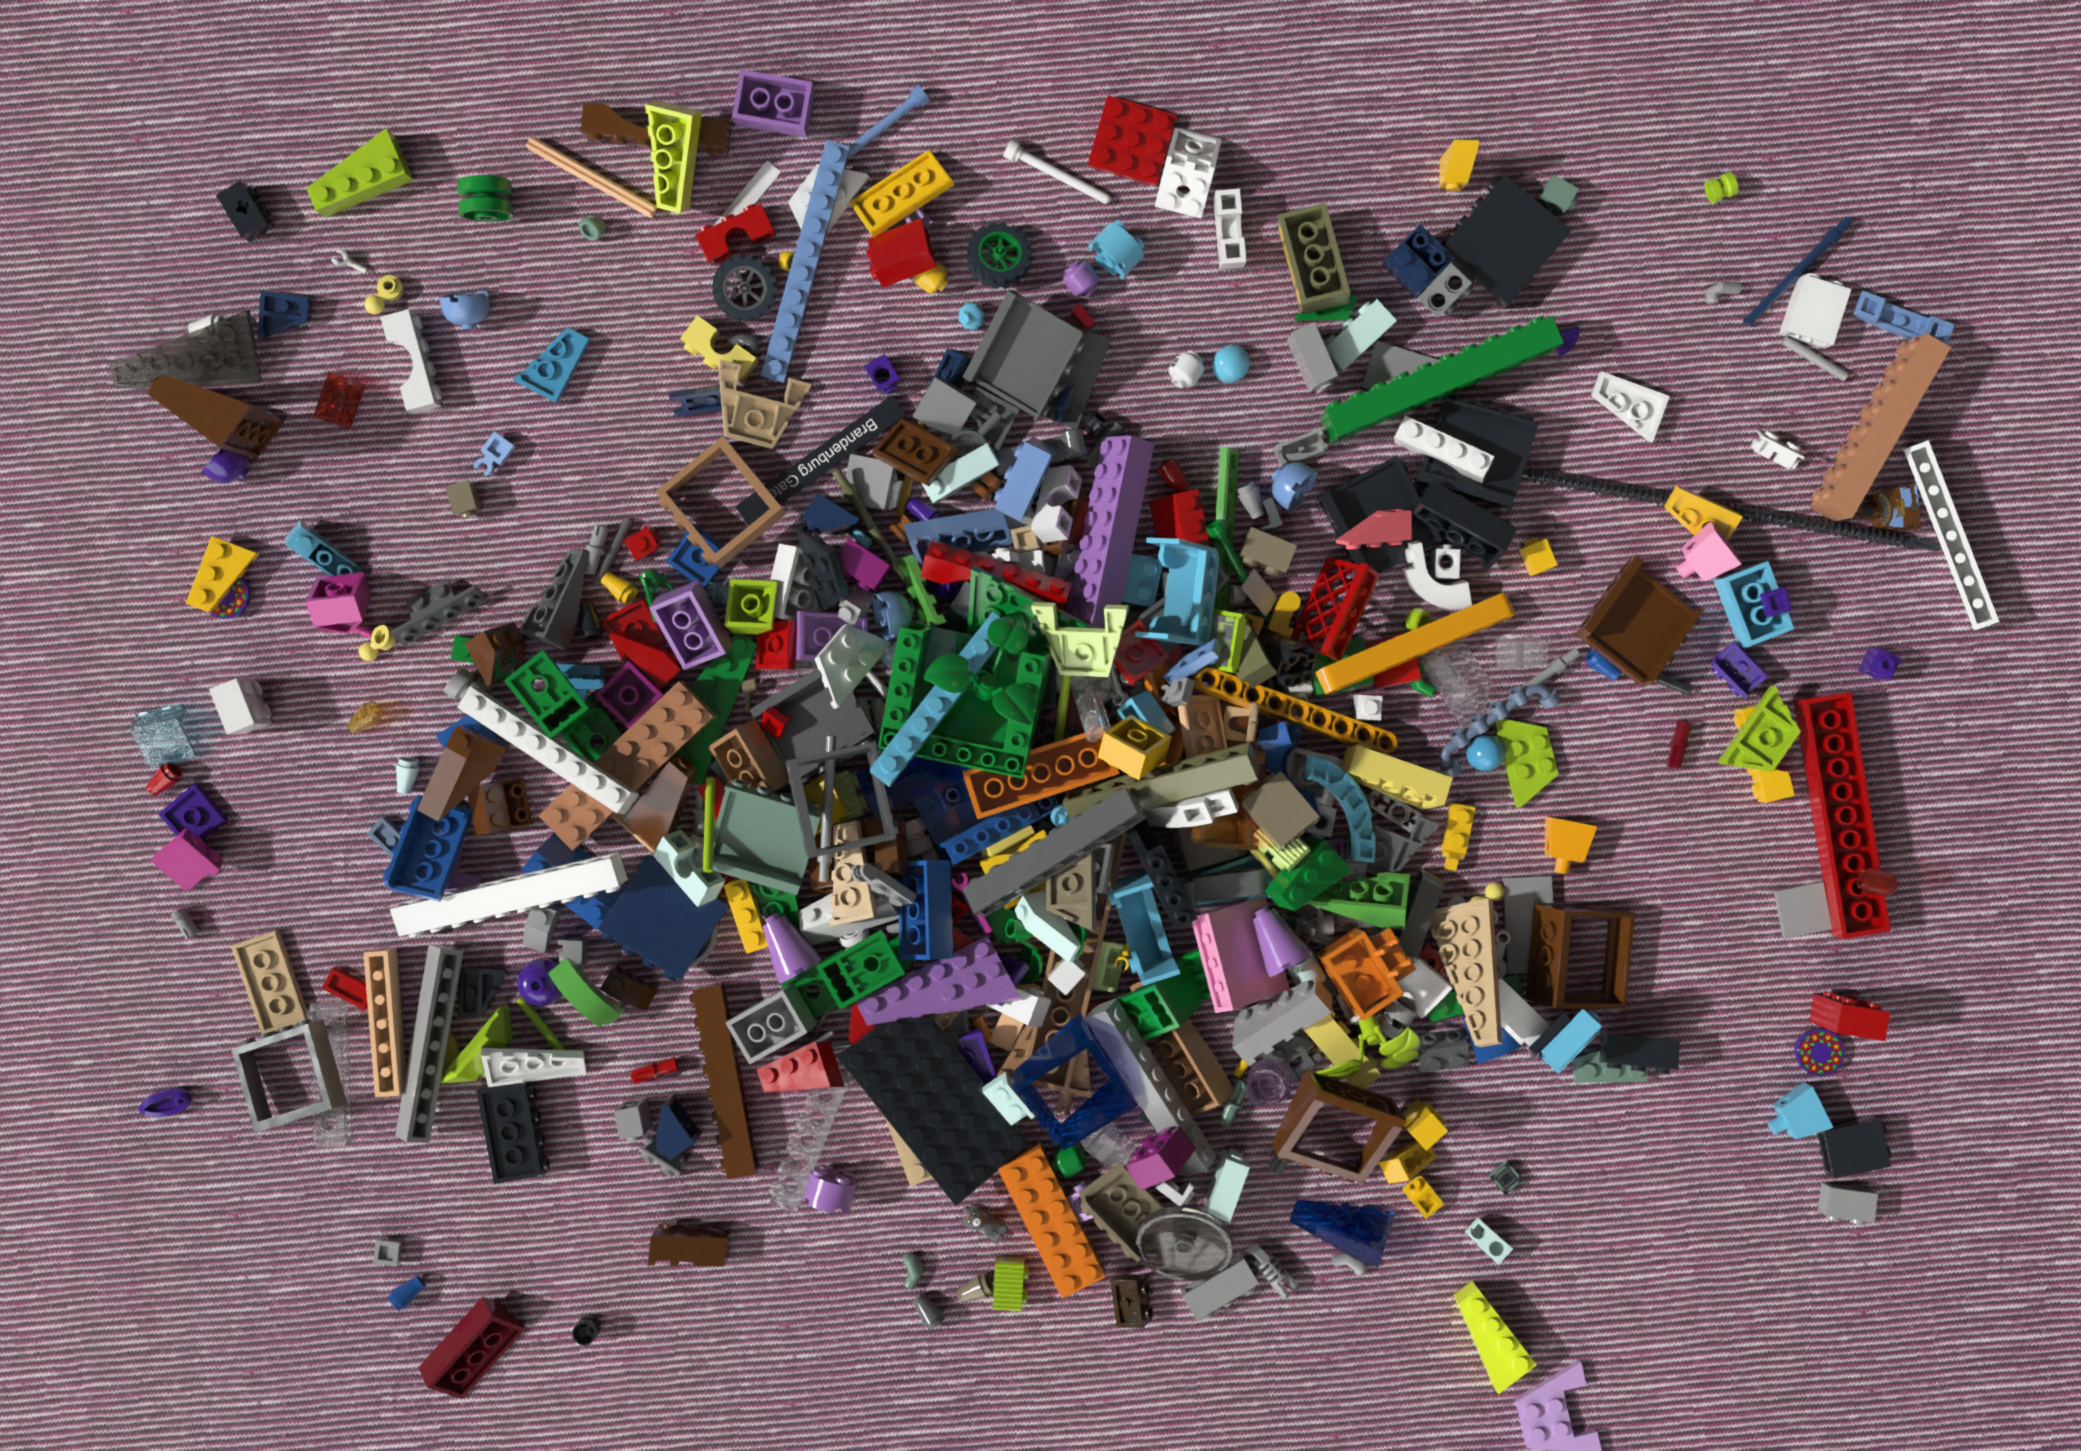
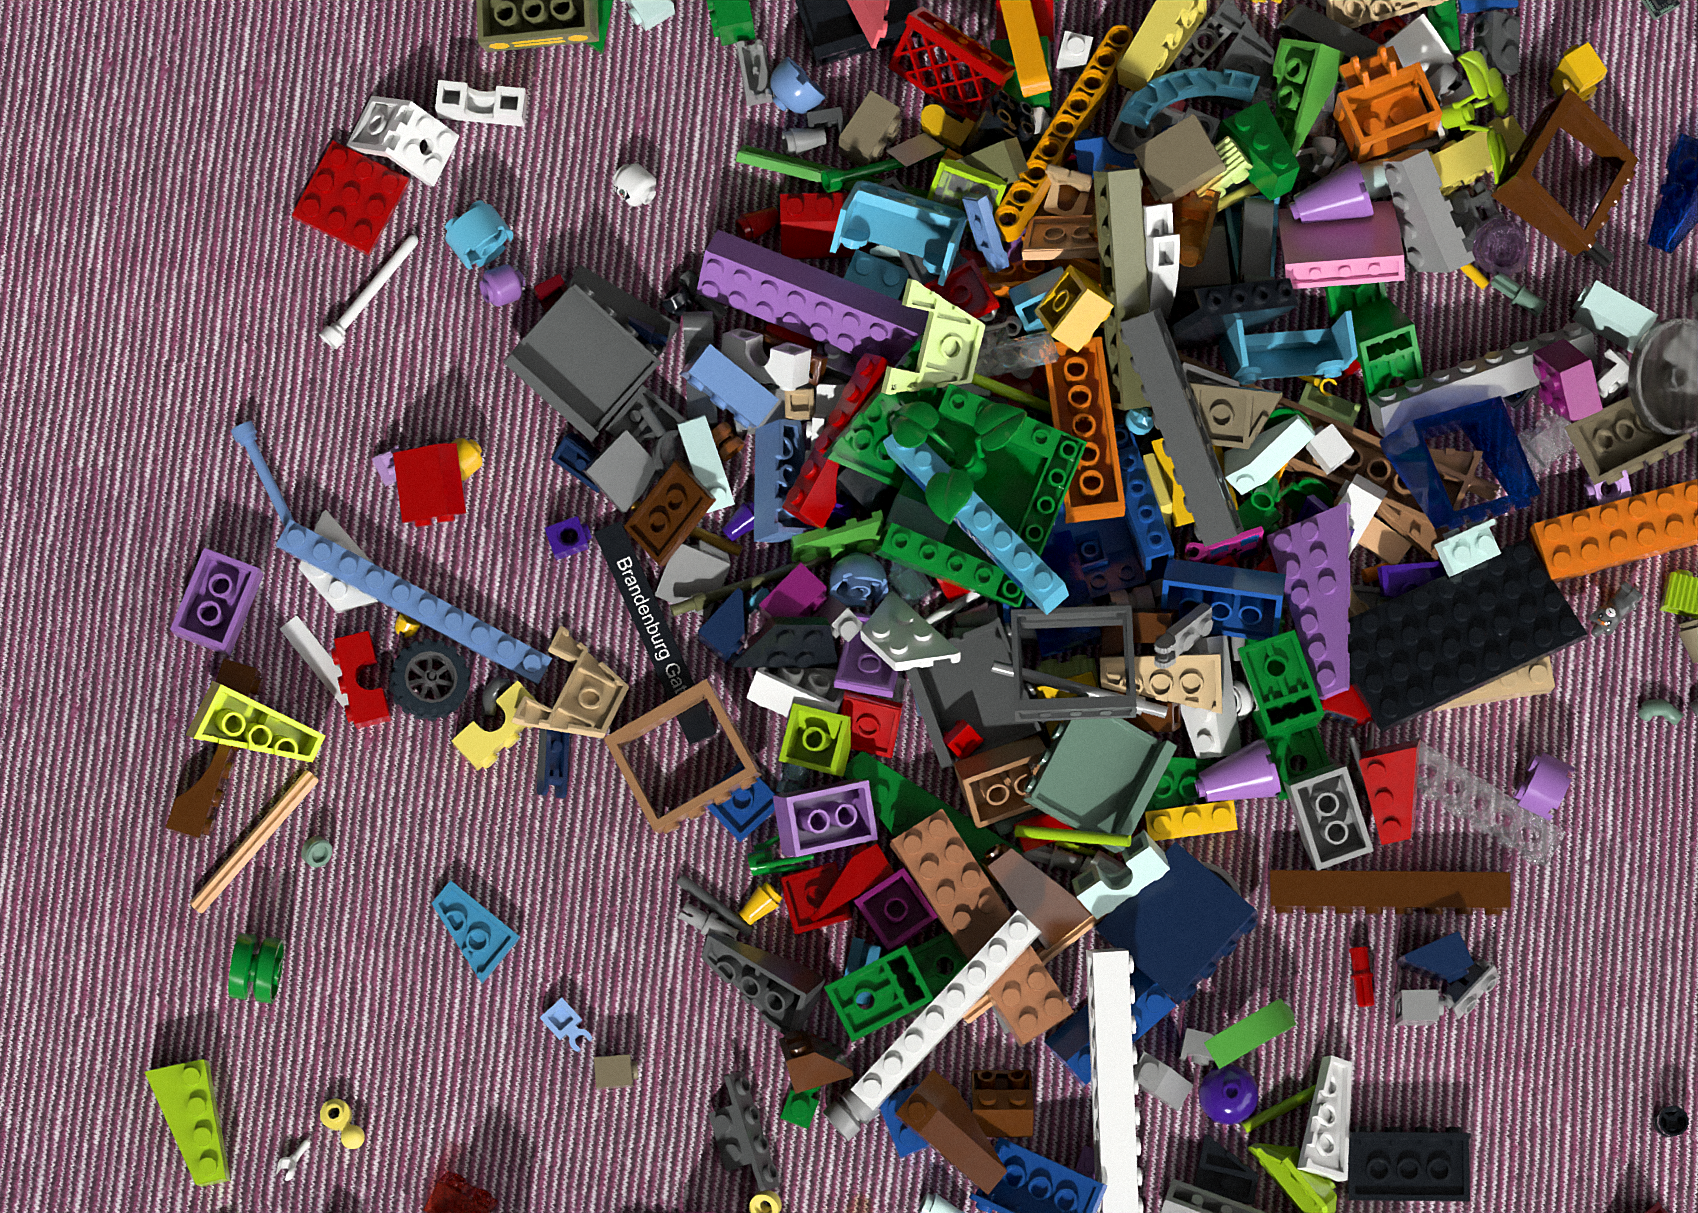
camera: 80 degrees left, 10 degrees down
(420, 389) = (393, 1105): white arch -> none
(465, 308) = (381, 1021): medium blue cylinder -> none
(590, 624) = (796, 947): black cone -> none
(628, 988) = (1255, 987): dark brown slope -> none
(644, 542) = (711, 863): red bracket -> none
(689, 1245) = (1584, 971): reddish brown wedge -> none
(748, 686) = (911, 772): dark tan hand -> none
(899, 530) = (757, 550): dark orange wheel -> none
(901, 193) = (356, 473): yellow tile -> none
(971, 316) = (519, 421): medium azure piece -> none
(1002, 234) = (443, 350): black wheel -> none
(1069, 1161) = (1555, 497): green head -> none
(1178, 693) = (1019, 254): light grey plate -> none
(1191, 1067) = (1464, 332): medium nougat wedge -> none
(1231, 363) = (637, 134): medium azure hair -> none
(1237, 595) = (912, 176): white hinge -> none
(1312, 358) = (653, 37): light grey brick -> none
(1406, 1162) = (1621, 106): yellow arch -> none
(1423, 1196) = (1666, 97): yellow bracket -> none

